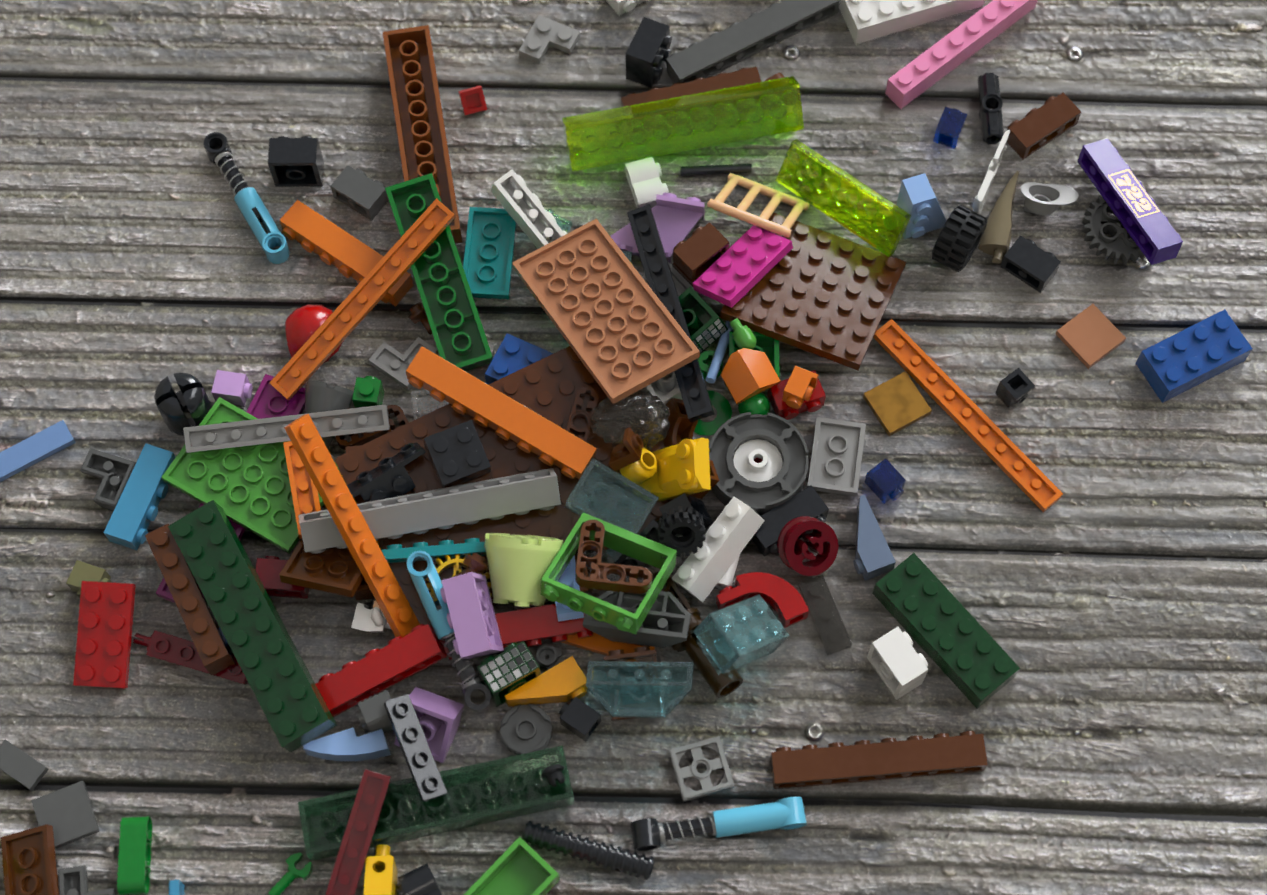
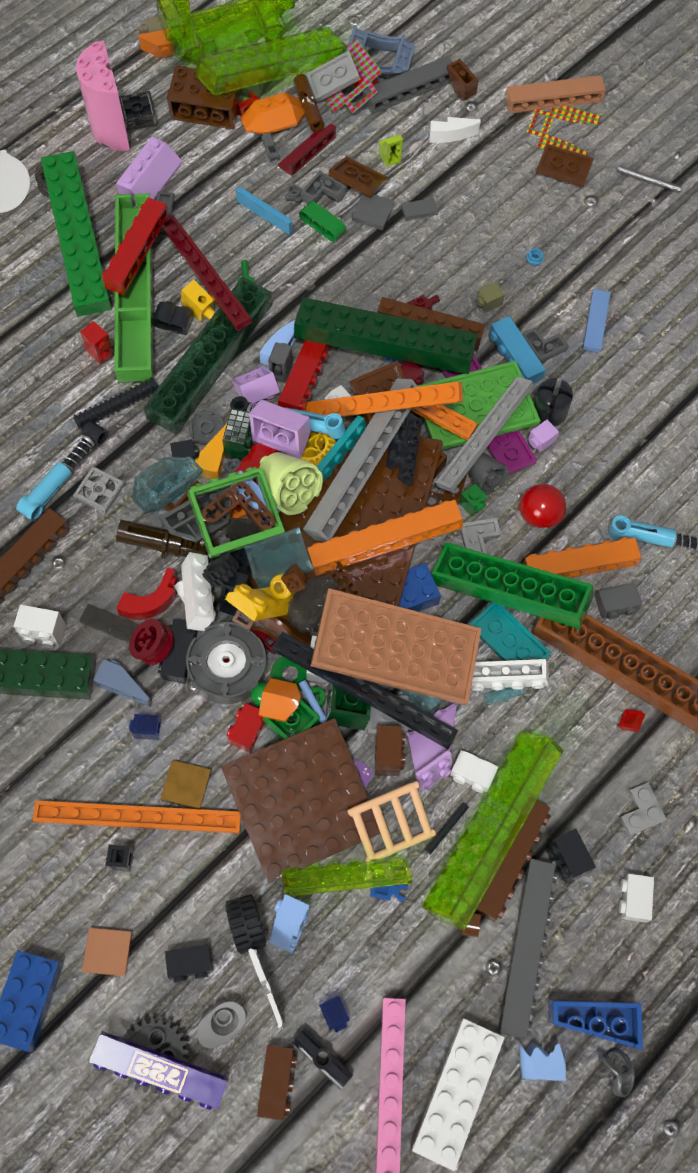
camera: 130 degrees right, 0 degrees up
(104, 634) = (451, 281): red plate -> none
(296, 162) = (671, 577): black brick -> none
(362, 299) = (531, 530): orange plate -> none
(415, 748) = (242, 355): bracket -> none
(457, 455) = (382, 496): black brick -> none
(474, 563) = (310, 453): reddish brown plate -> none
(554, 773) = (161, 404): black piece -> none
(741, 633) = (138, 558): clear light blue brick -> none
(742, 266) = (353, 762): dark pink plate -> none
(742, 335) = (307, 718): bright green cylinder -> none
(799, 387) = (244, 721): orange brick -> none
(836, 456) = (189, 715): light grey plate -> none
(998, 230) = (236, 974): dark tan piece -> none

